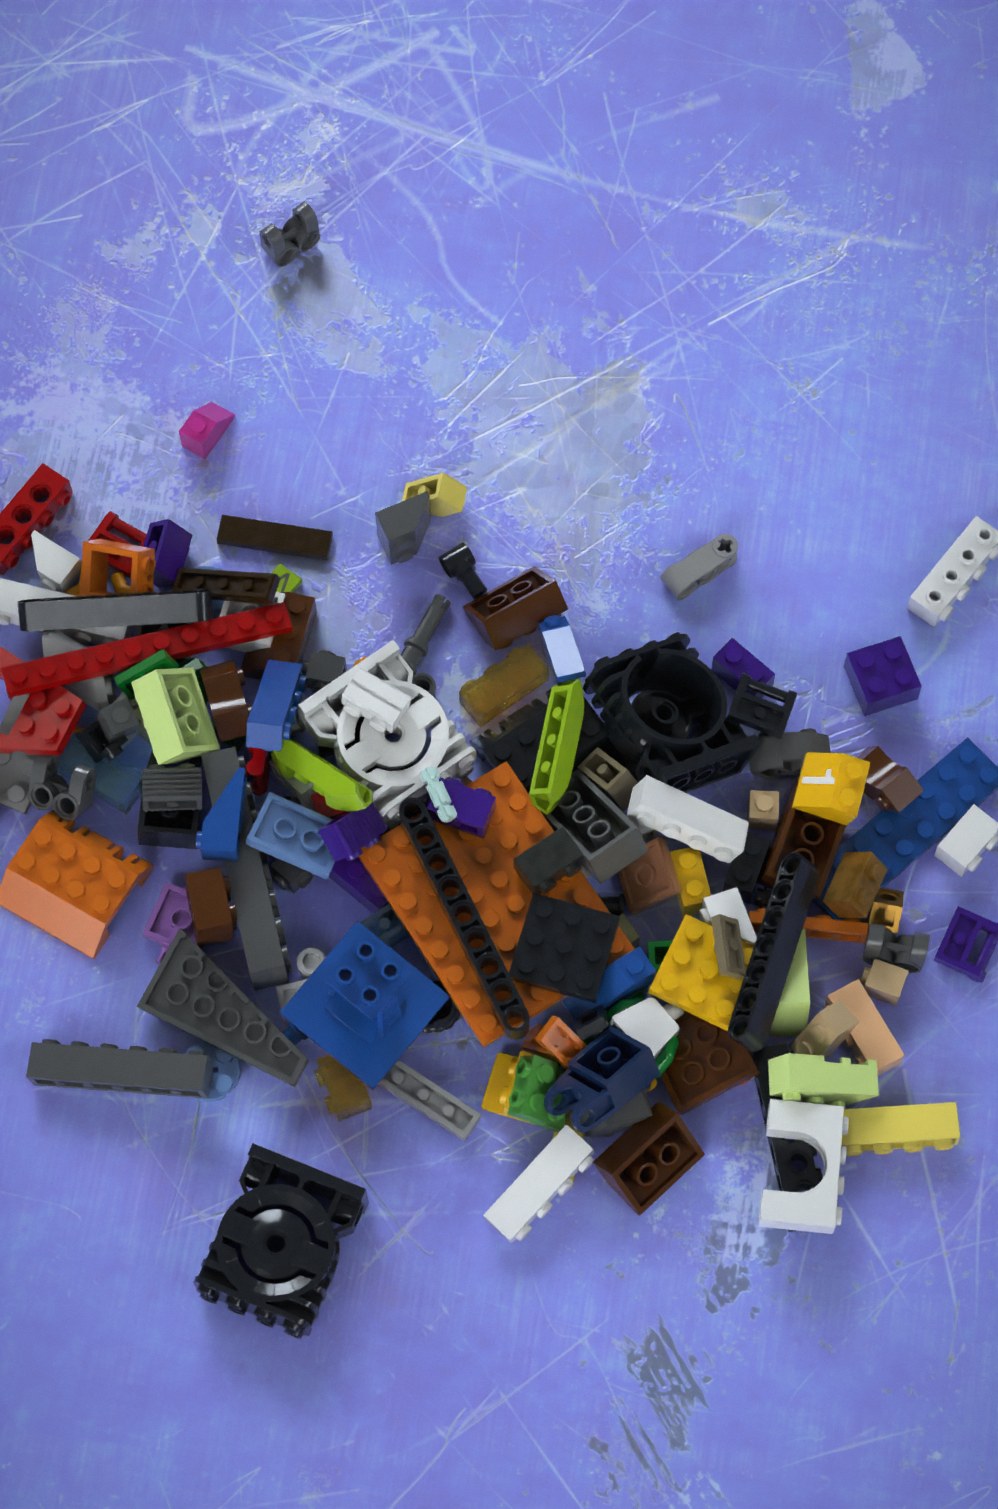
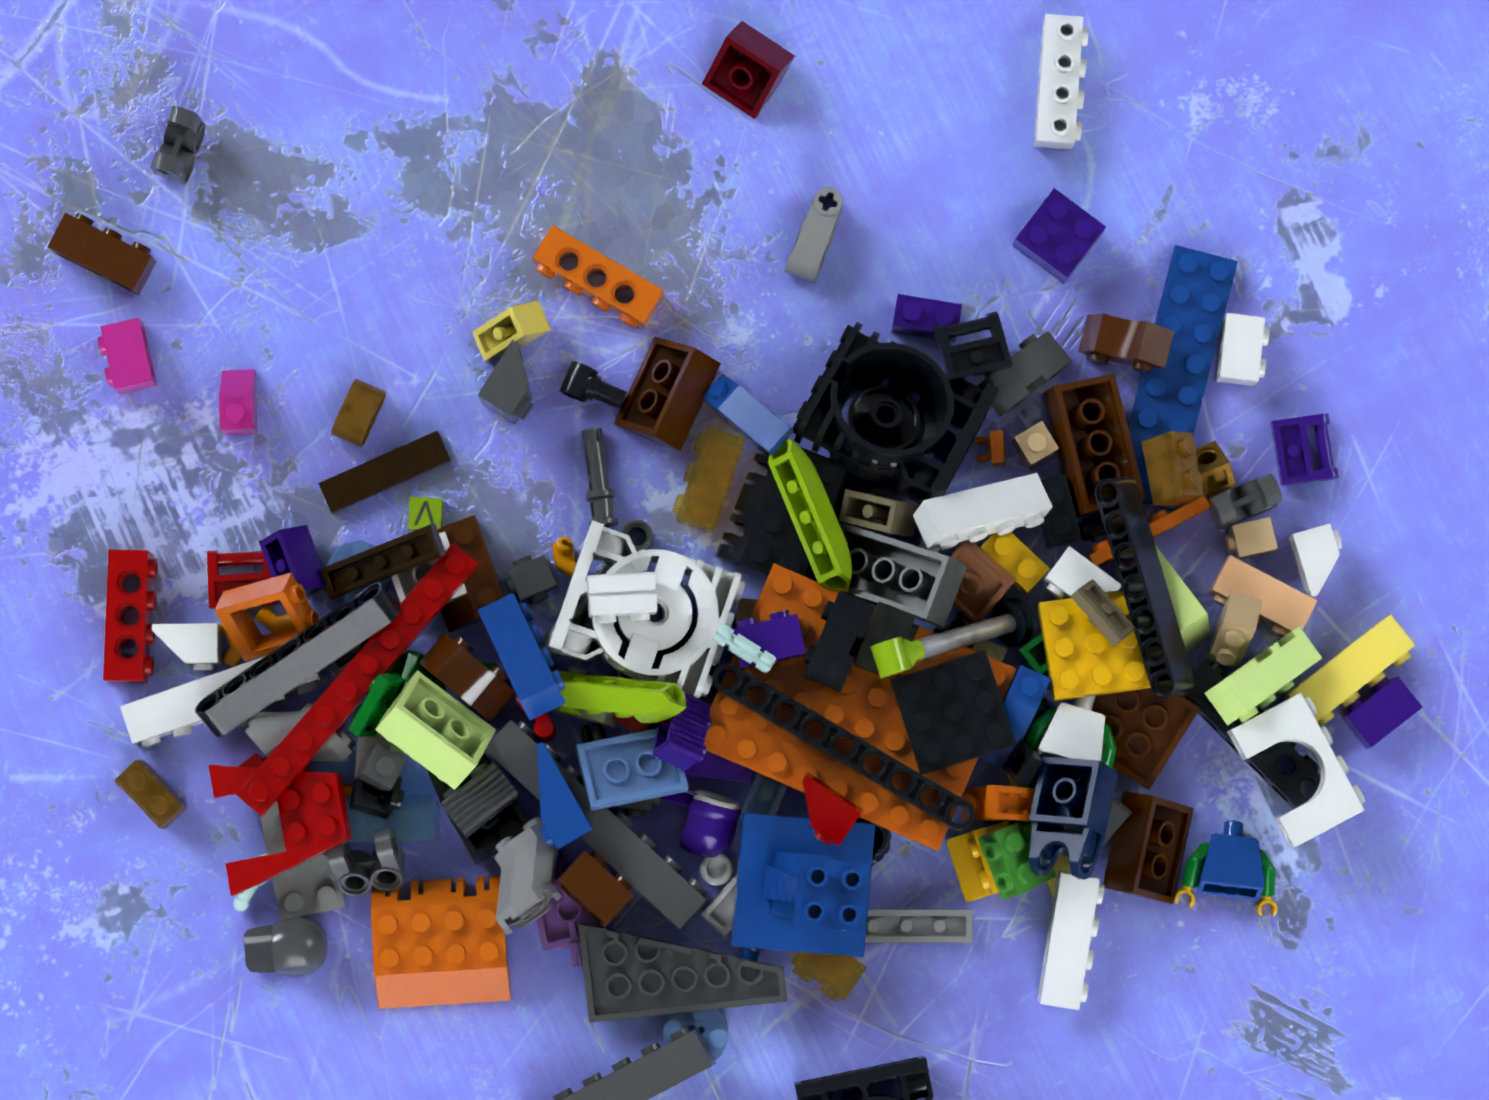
camera: 35 degrees left, 15 degrees up
(153, 350) = (127, 356): none -> dark pink brick
(162, 869) = (525, 877): none -> light grey brick
(187, 274) = (102, 252): none -> reddish brown brick
(285, 485) = (358, 413): none -> pearl gold beam
(326, 919) = (710, 821): none -> dark purple piece
(421, 955) = (829, 811): none -> red slope
(508, 461) = (559, 245): none -> orange brick
(511, 837) = (839, 641): none -> black brick
(548, 870) = (1009, 622): none -> piece
(702, 1213) = (1231, 868): none -> blue torso
(730, 426) = (748, 69): none -> dark red slope
(732, 795) = (996, 448): none -> orange tile
(831, 786) = (1091, 387): yellow slope -> none
(901, 1174) = (1381, 712): none -> dark purple brick
(927, 1025) = (1315, 556): none -> white slope

